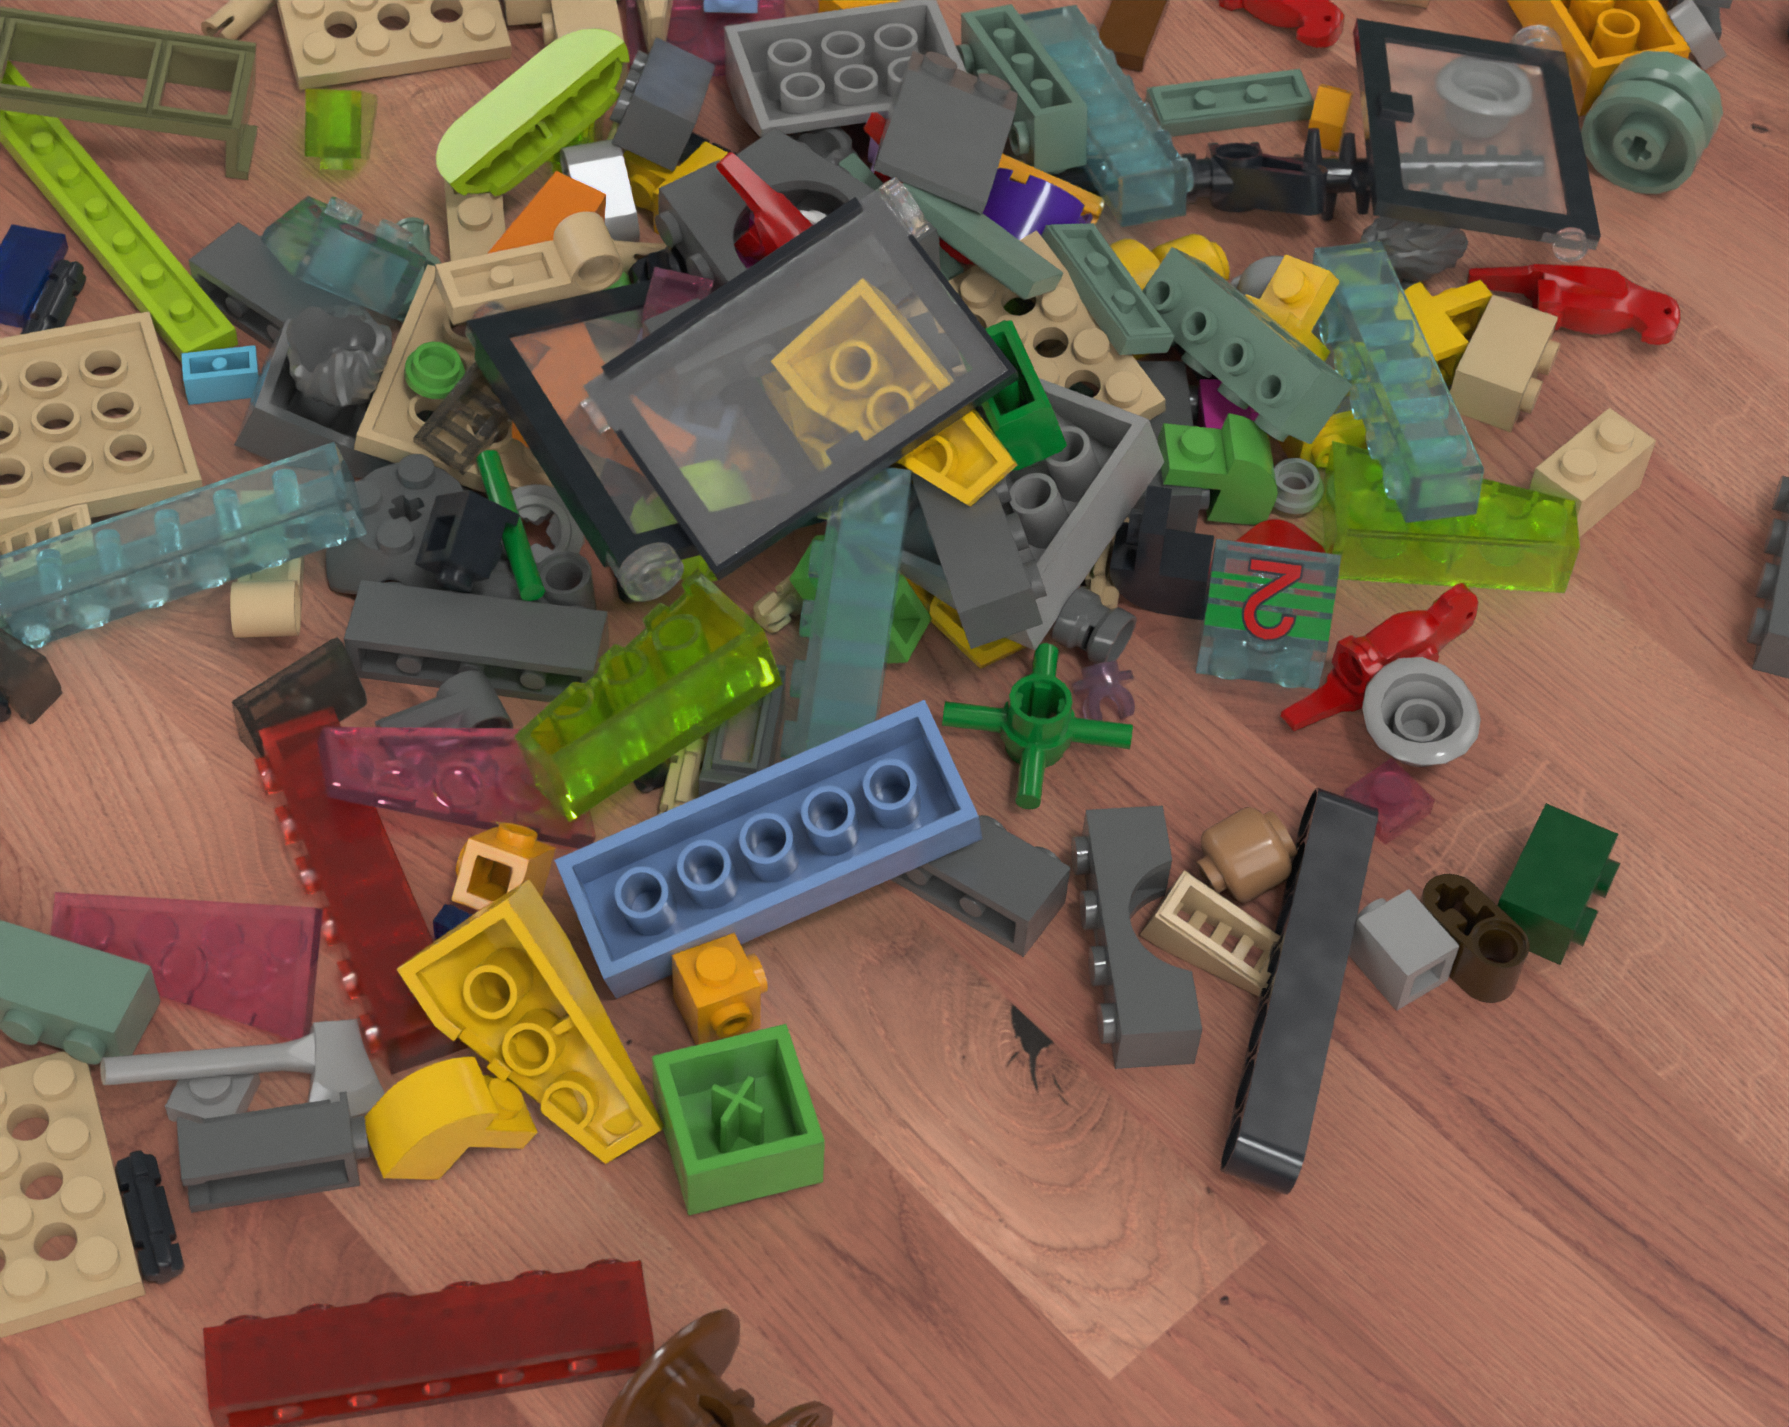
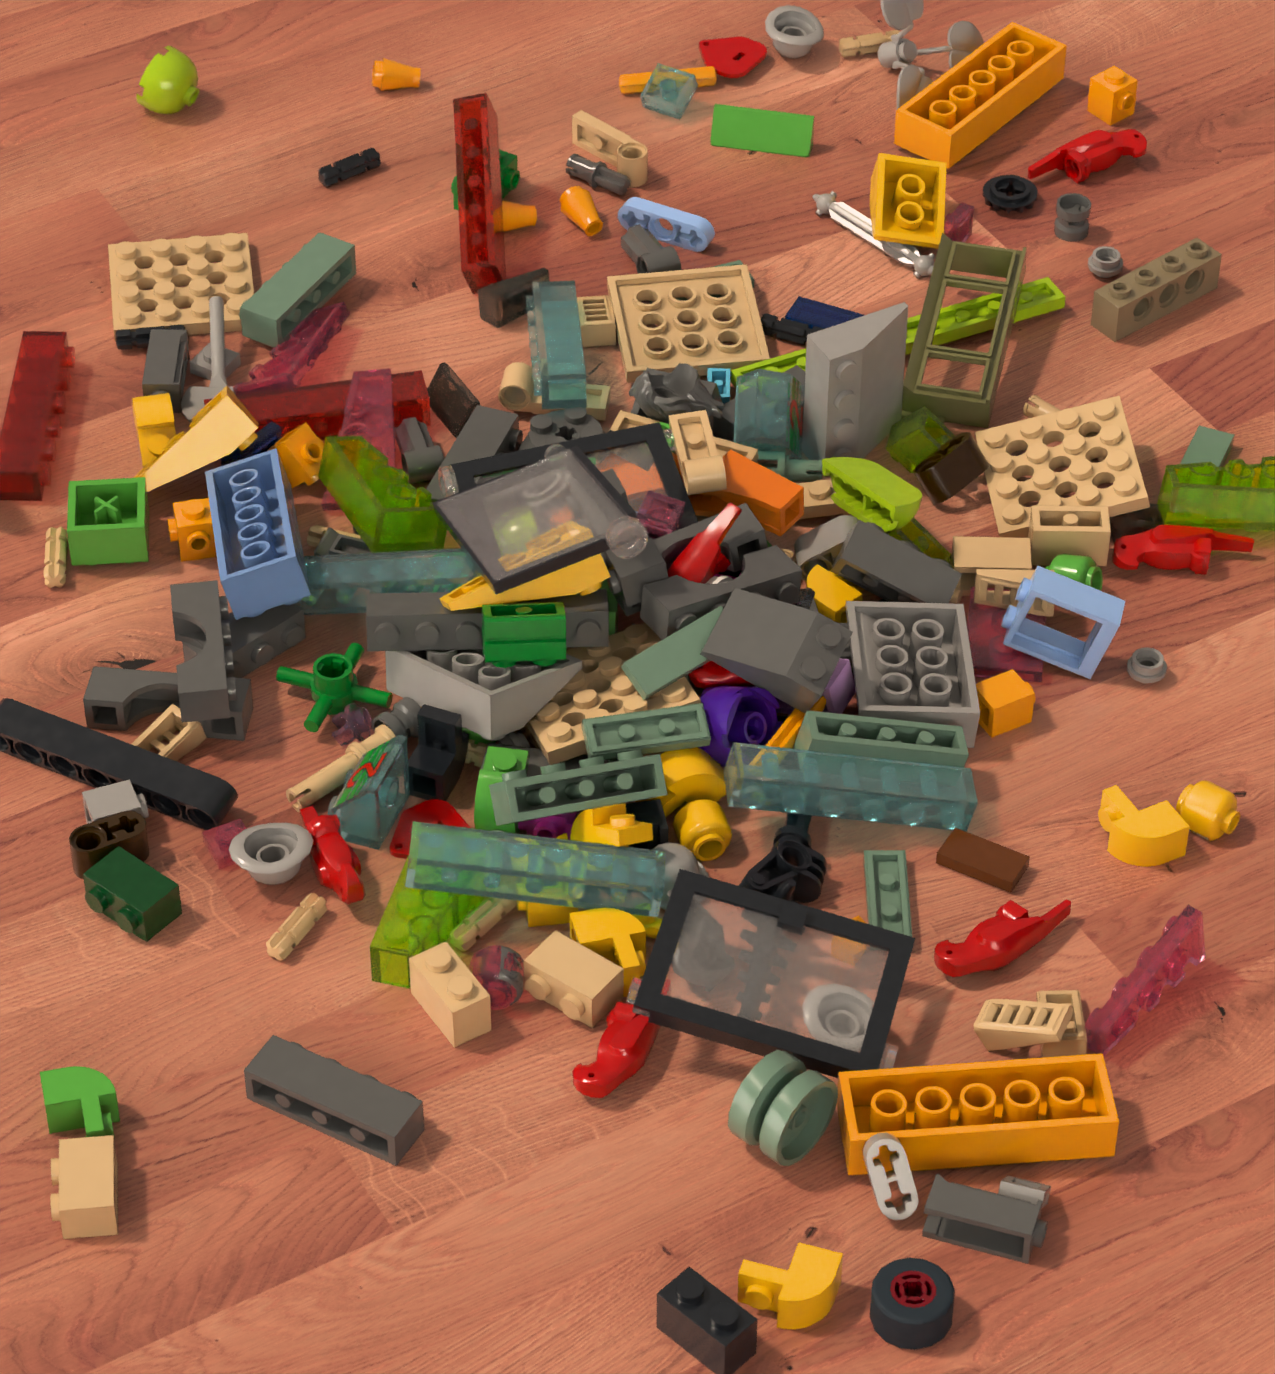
camera: 105 degrees right, 10 degrees down
(301, 119) = (854, 384): none -> light grey slope
(398, 94) = (951, 468): none -> dark brown beam
(463, 539) = (519, 435): black brick -> none
(810, 1209) = (55, 557): none -> tan axle
(1149, 837) = (203, 680): none -> dark grey arch
(1178, 667) = (335, 773): none -> tan pin
(1246, 854) = (207, 752): medium nougat head -> none
(1520, 683) = (296, 926): none -> tan axle
(1529, 434) = (500, 973): none -> clear pink head

